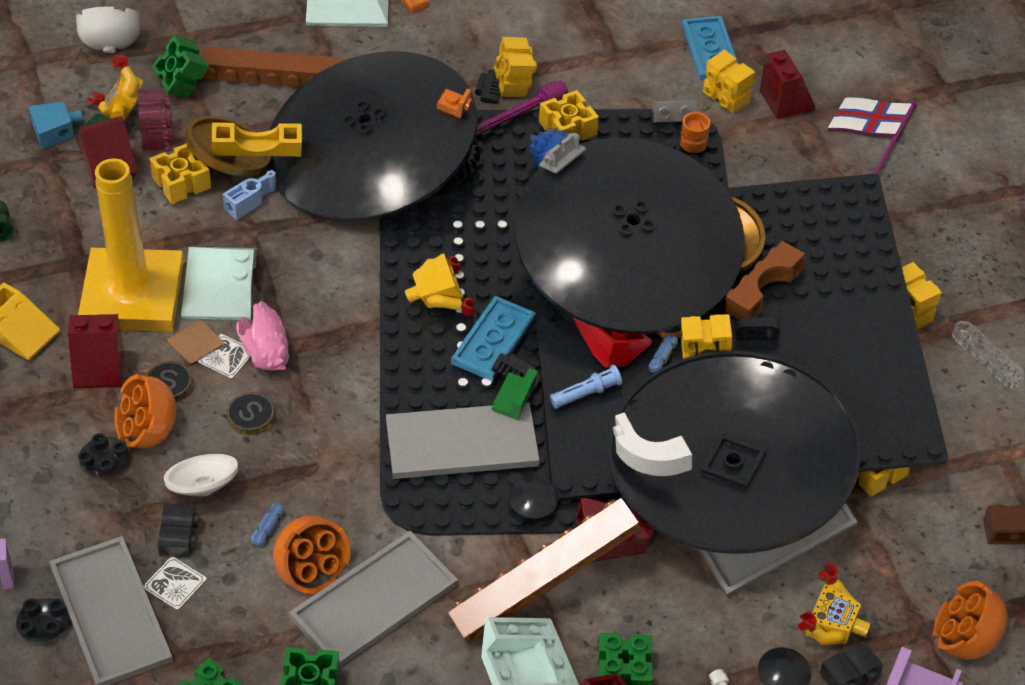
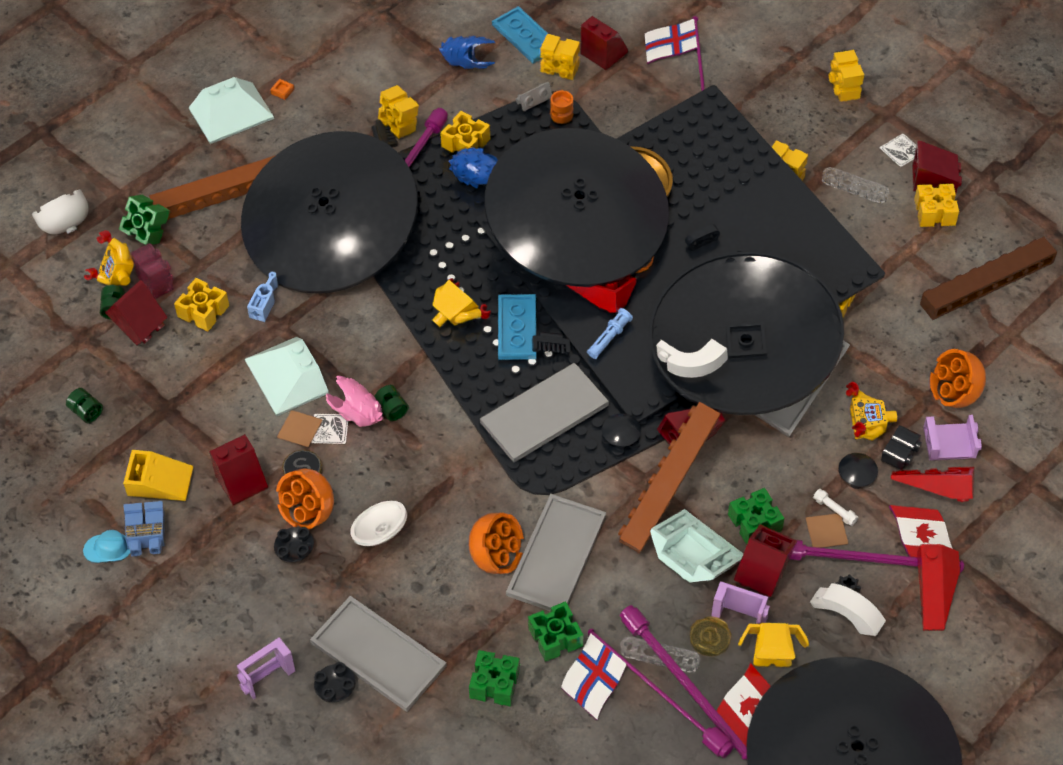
camera: 25 degrees left, 5 degrees up
(53, 123) = (70, 308): dark azure torso -> none
(124, 276) = (227, 399): yellow piece -> none
(174, 582) = (408, 610): white sticker -> none
(177, 530) = (388, 572): black brick -> none
(199, 141) = (225, 267): pearl gold dish -> none
(233, 141) = (234, 261): yellow arch -> none
(250, 413) = (379, 462): black tile -> none
(267, 524) = (447, 537): medium blue axle -> none
(304, 356) = (391, 402): none -> dark green wheel
(455, 103) = (387, 160): orange bracket -> none
(515, 394) = (563, 361): green panel -> none
(563, 154) = (500, 167): light grey hinge -> none
(627, 37) = (461, 51): none -> blue head
(663, 353) = (647, 284): medium blue axle -> none
(705, 335) = (674, 260): yellow brick -> none
(781, 264) = (692, 183): dark orange arch -> none

